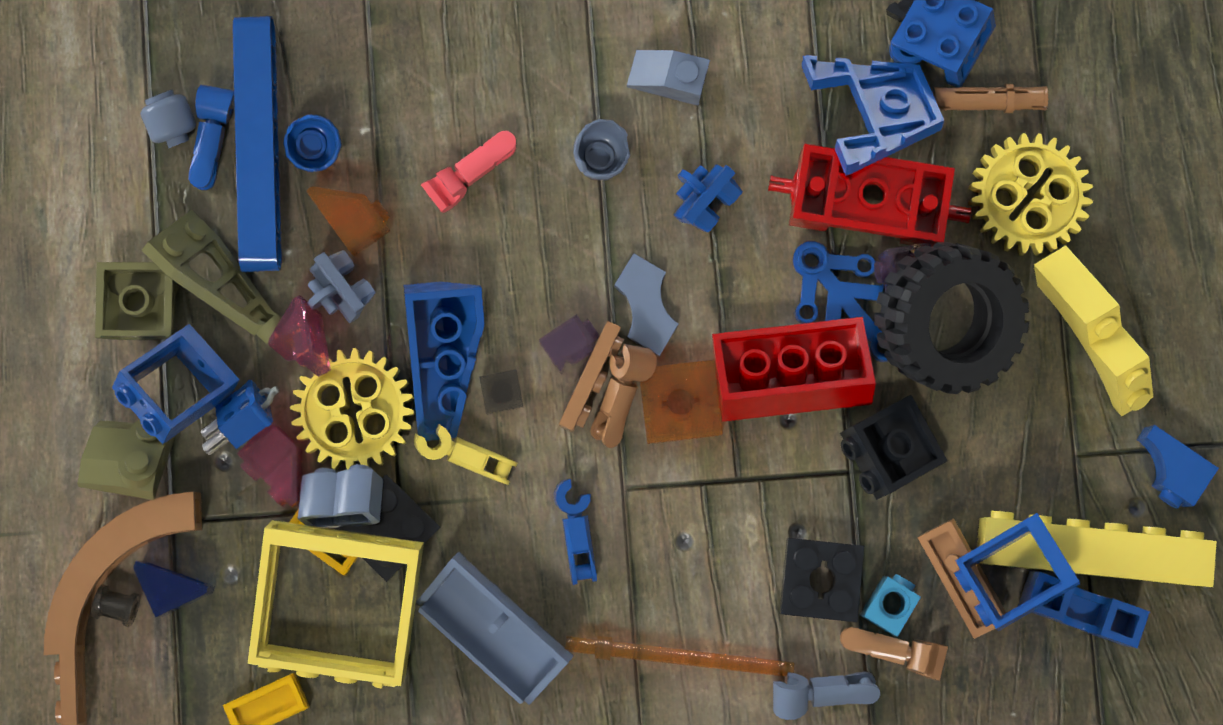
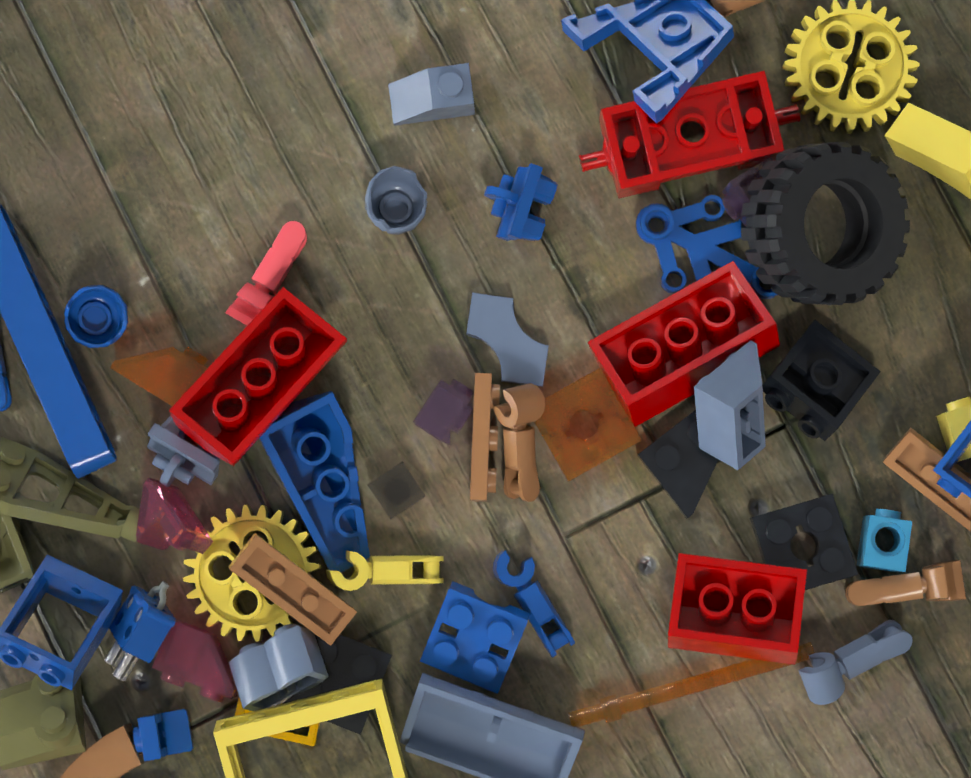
camera: 15 degrees left, 0 degrees up
(223, 513) = (163, 734): none -> blue bracket
(380, 437) = (292, 589): none -> medium nougat plate
(423, 248) = (256, 377): none -> red slope
(521, 535) = (478, 629): none -> blue brick
(743, 608) = (737, 608): none -> red slope
(755, 465) = (680, 464): none -> black wing
(808, 439) = (732, 408): none -> sand blue slope

